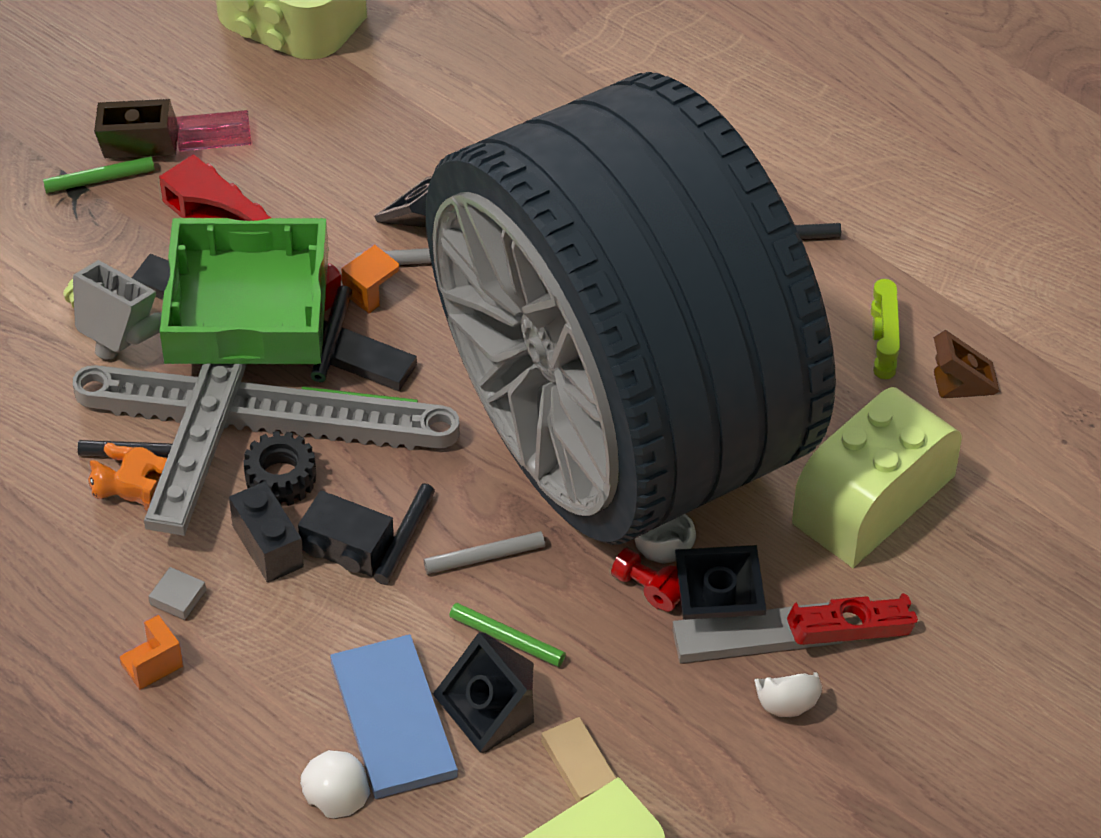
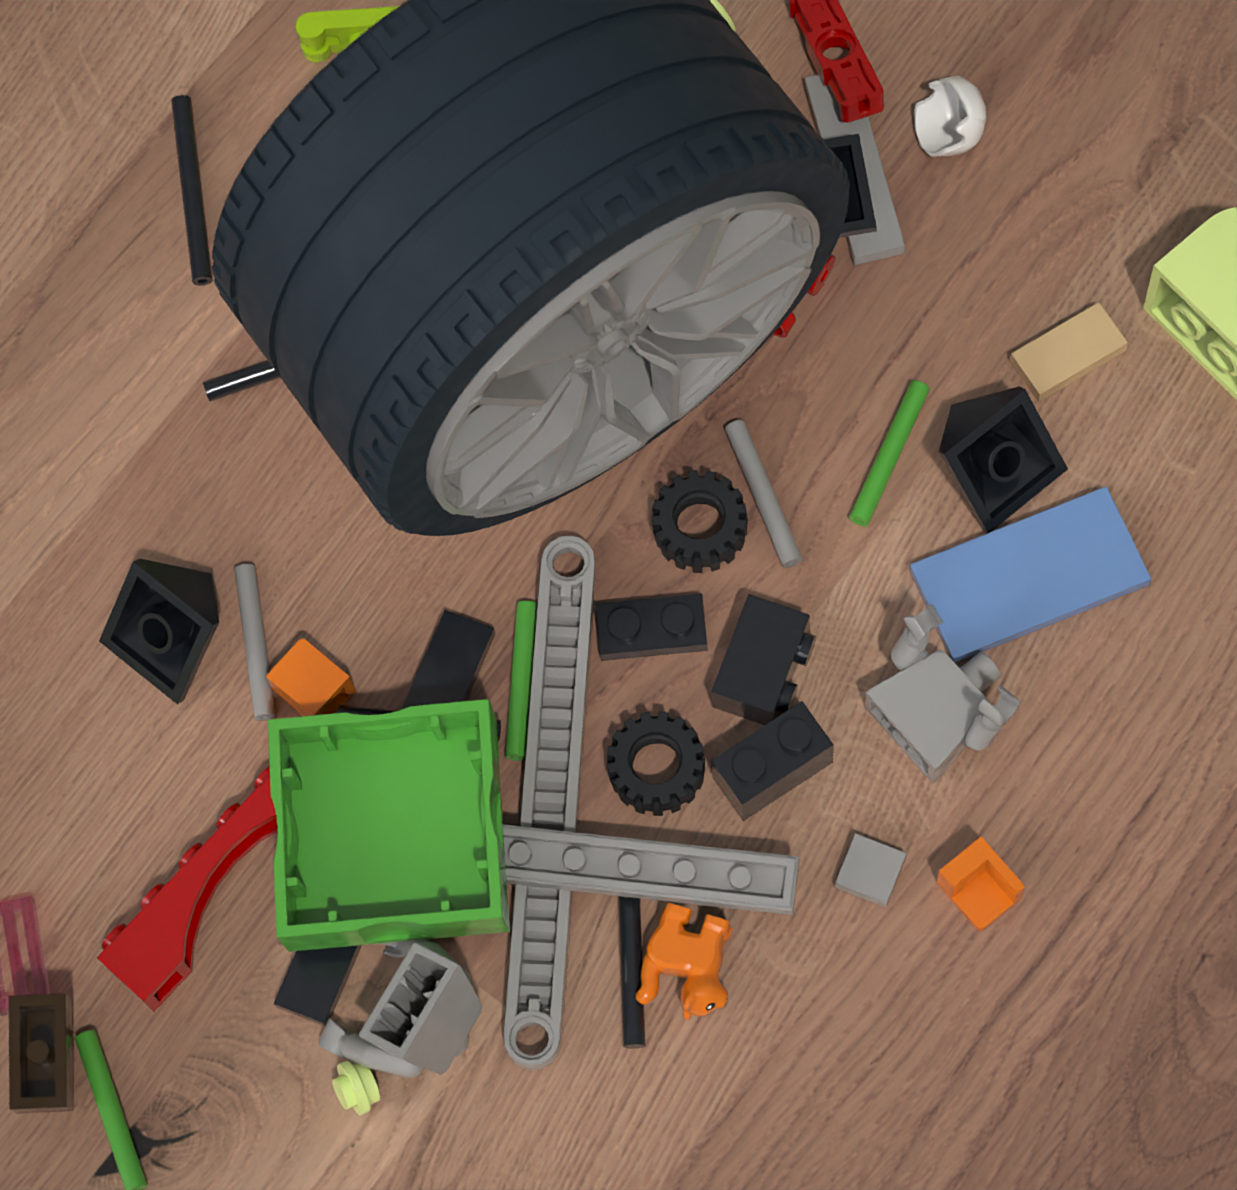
camera: 85 degrees left, 20 degrees up
(293, 633) = (934, 704): none -> light grey torso
(335, 783) = (1142, 630): white hair -> none
(387, 477) = (651, 627): none -> black plate
(404, 534) = (732, 591): black bar -> none
(463, 488) = (693, 491): none -> black tyre

